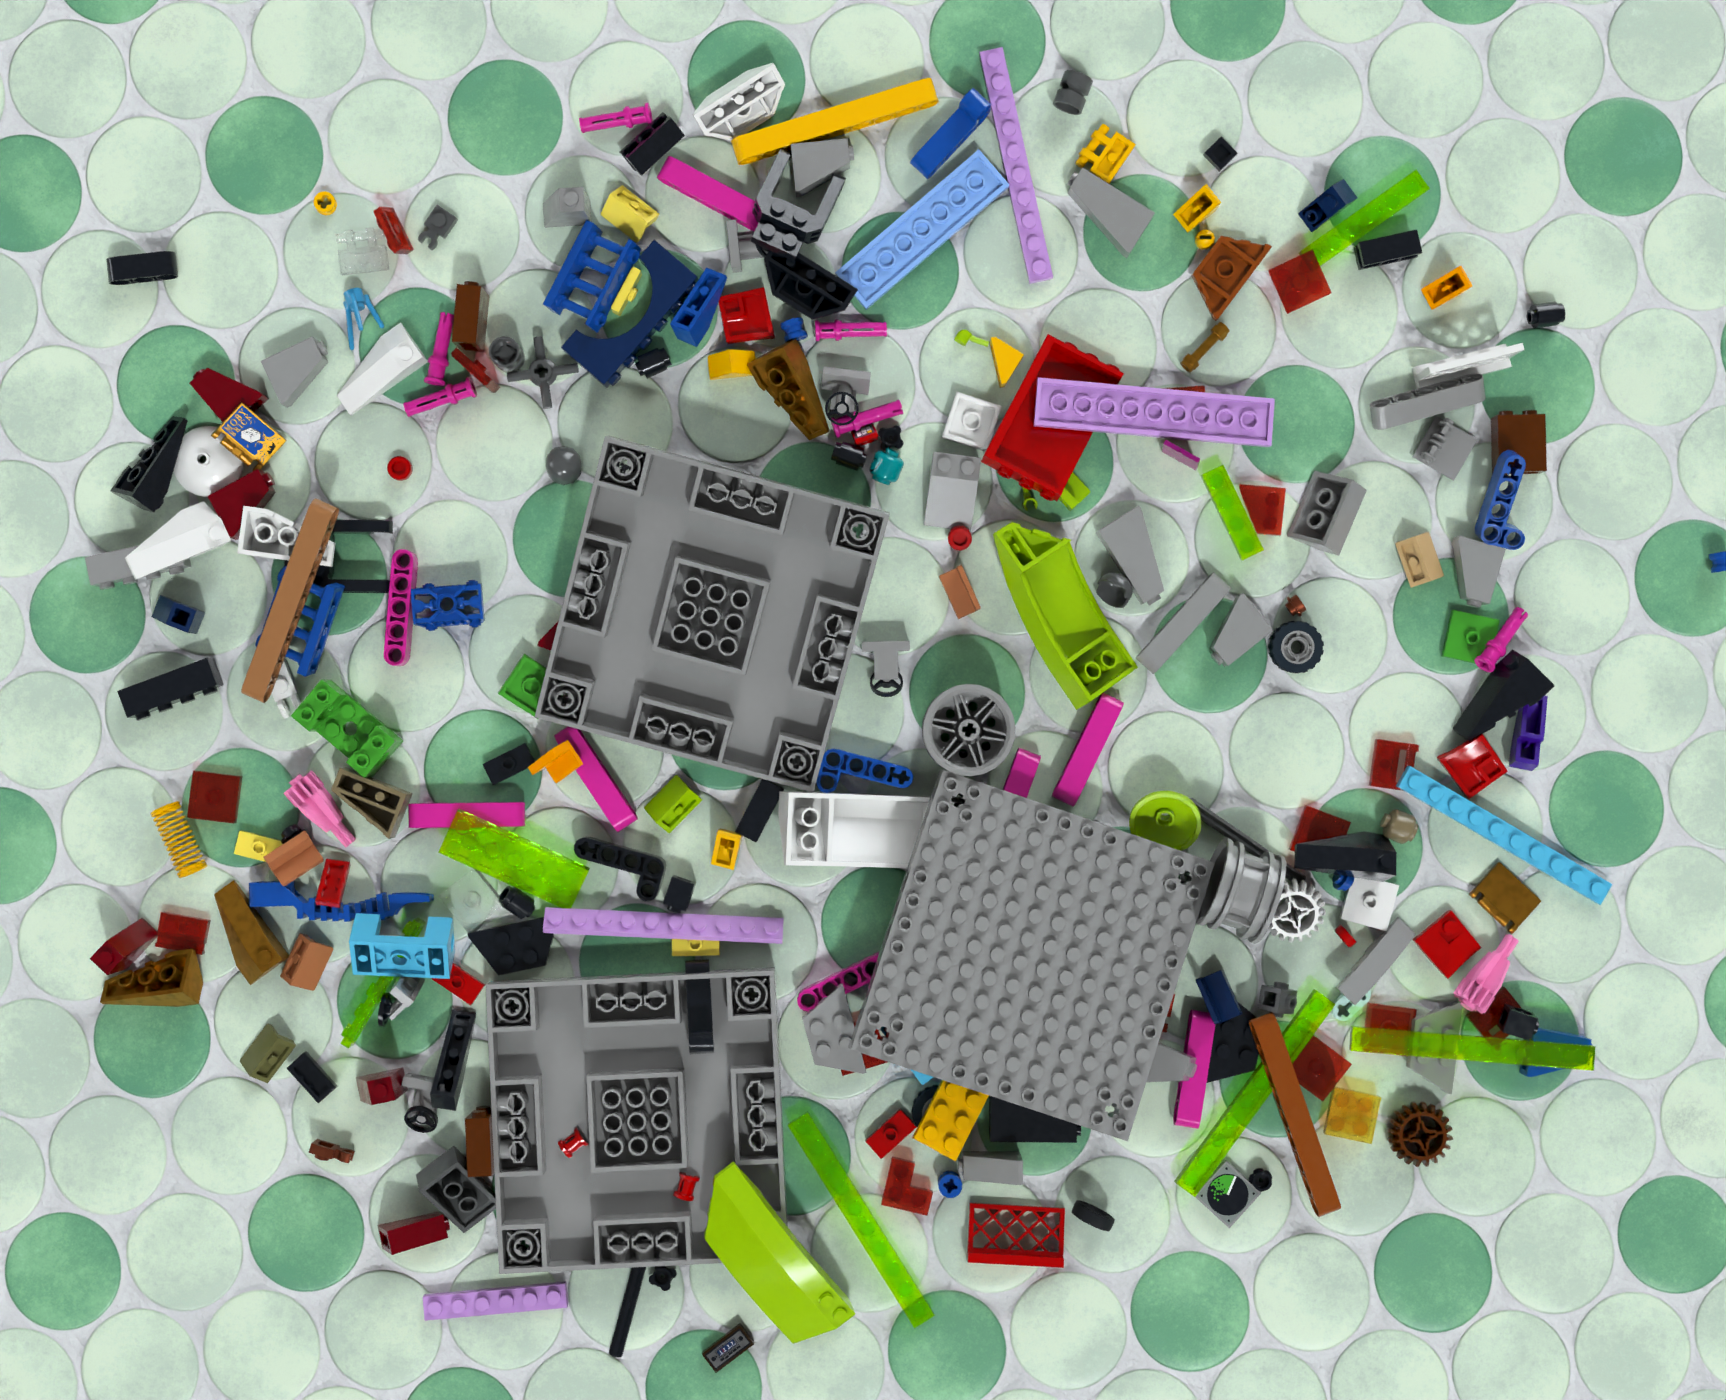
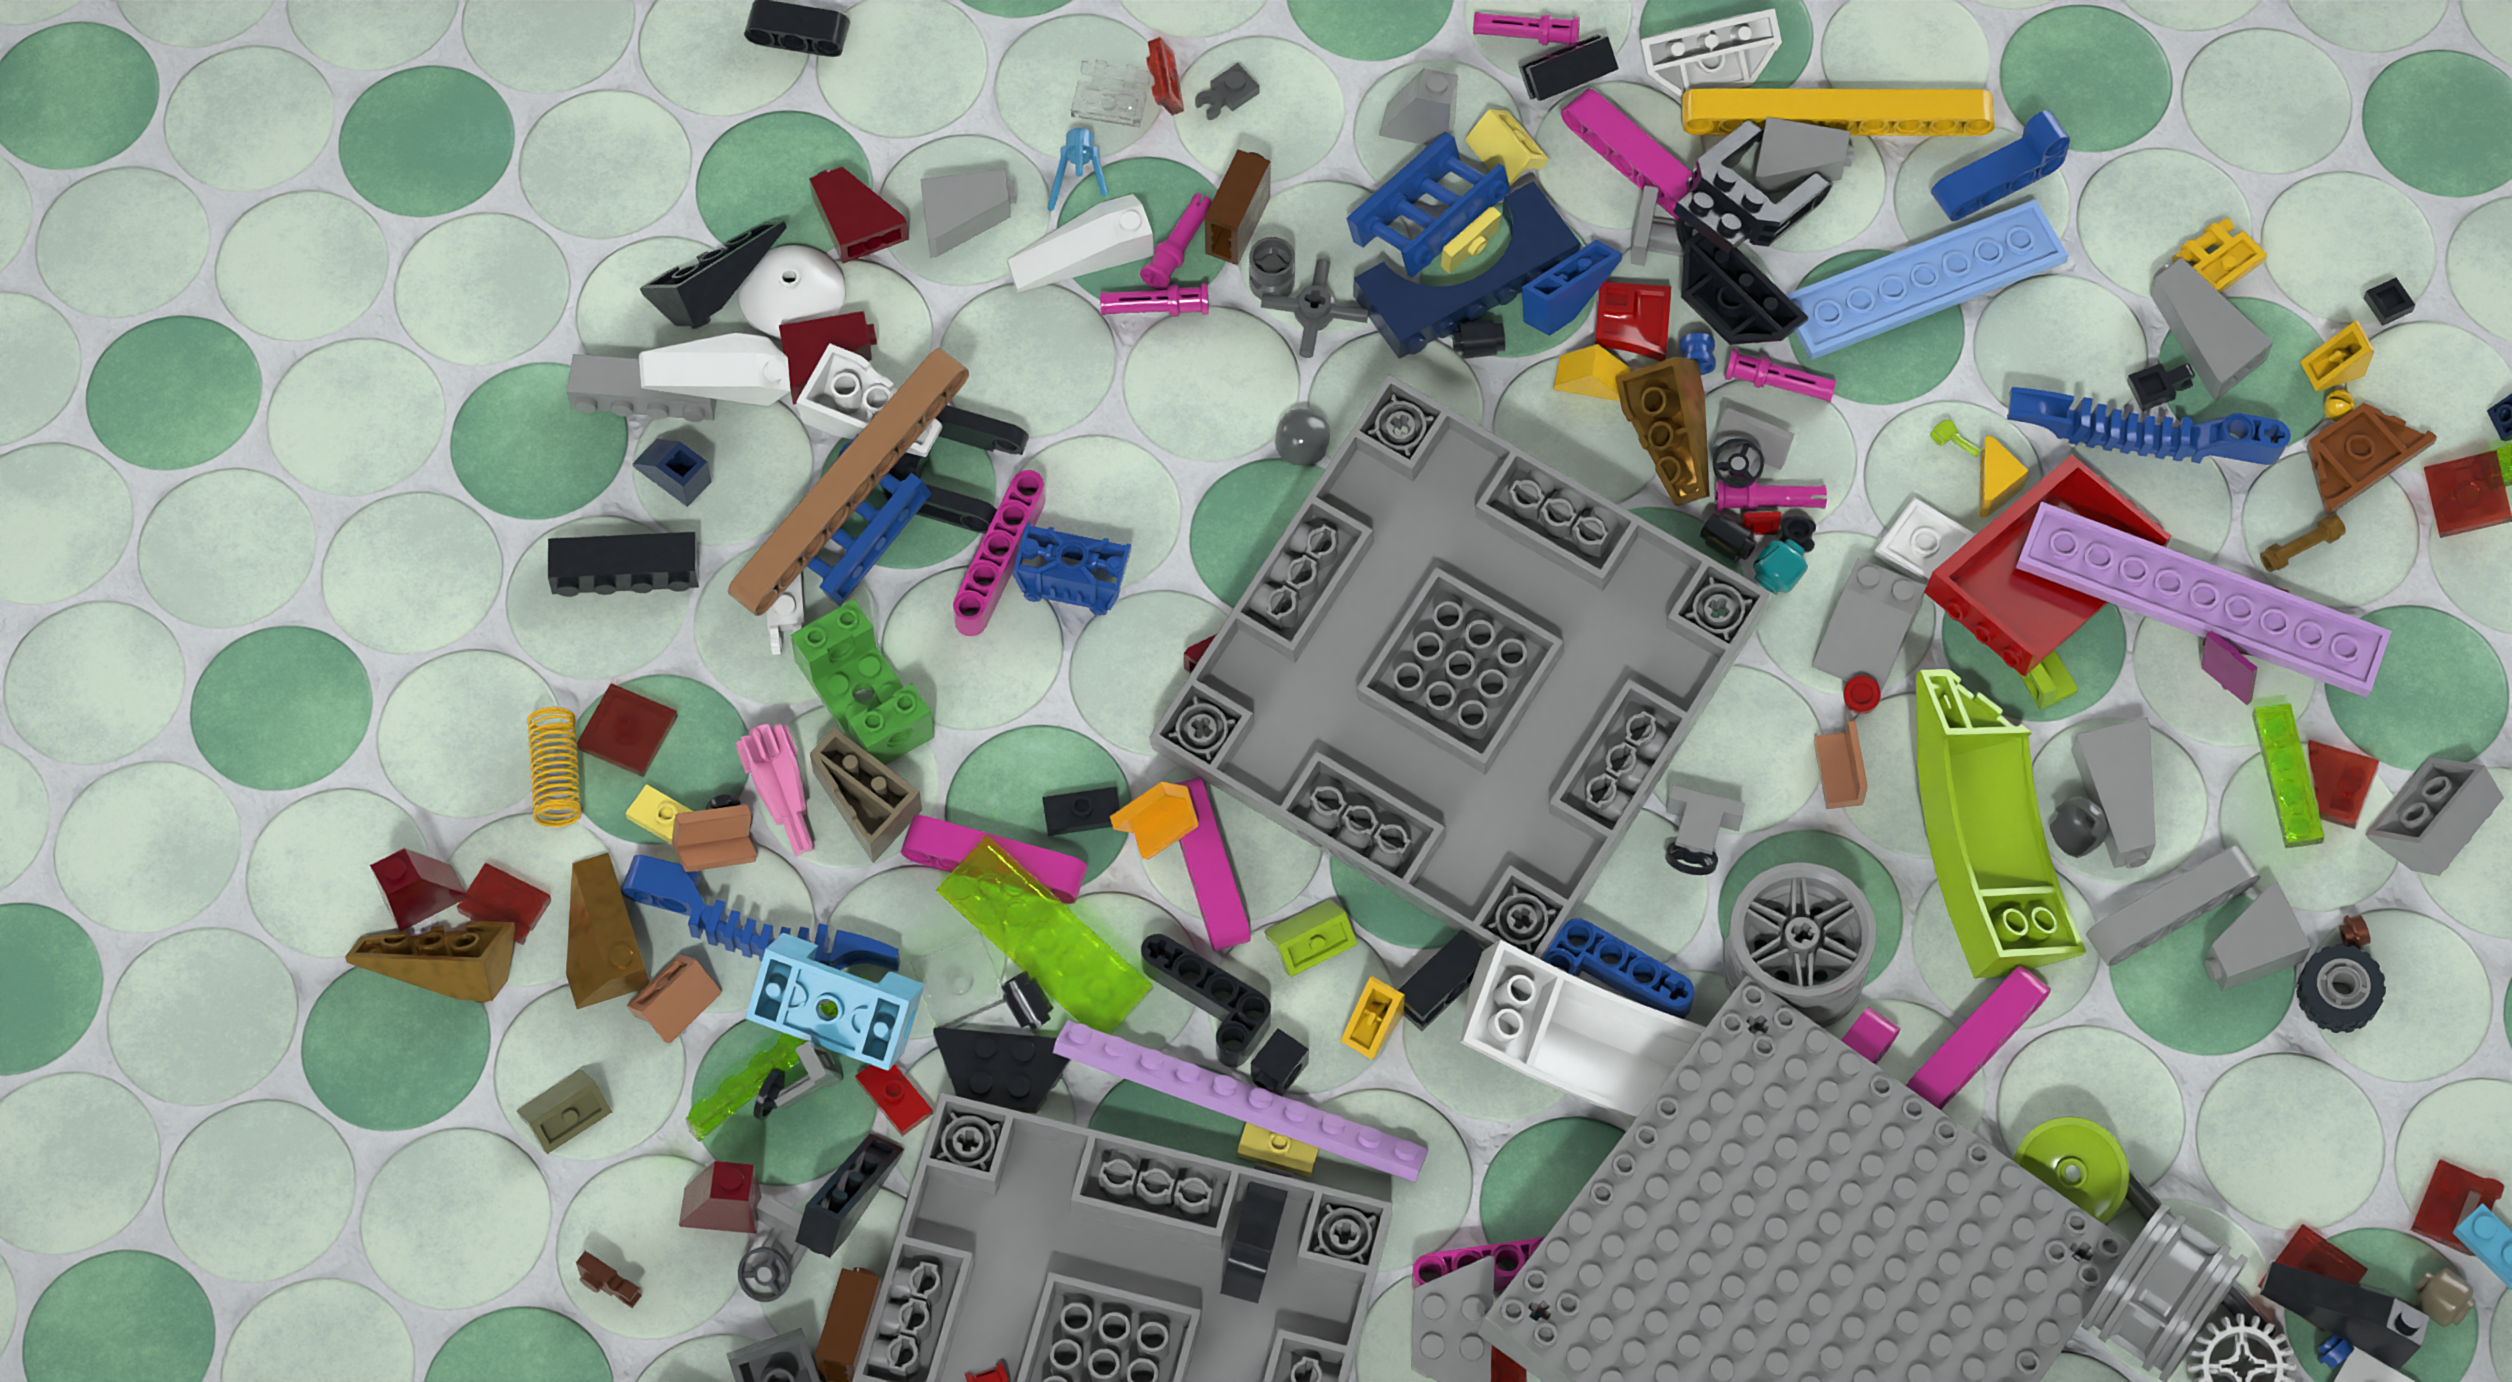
camera: 15 degrees right, 25 degrees down
(249, 437) = (866, 270): piece -> none
(312, 1077) = (619, 1164): black plate -> none
(320, 197) = (1075, 14): yellow bush -> none
(332, 883) = (759, 892): red plate -> none
(400, 468) = (1063, 376): red tile -> none
(475, 369) = (1221, 273): clear red plate -> none
(524, 684) = (1141, 706): bright green plate -> none
(1016, 165) = (2084, 241): lavender plate -> none
(1027, 496) = (1980, 667): lime hand -> none
(1071, 96) = (2192, 164): dark grey wheel -> none
(1079, 302) = (2259, 440): none -> blue piece
(1088, 262) = (2156, 386): none -> black plate

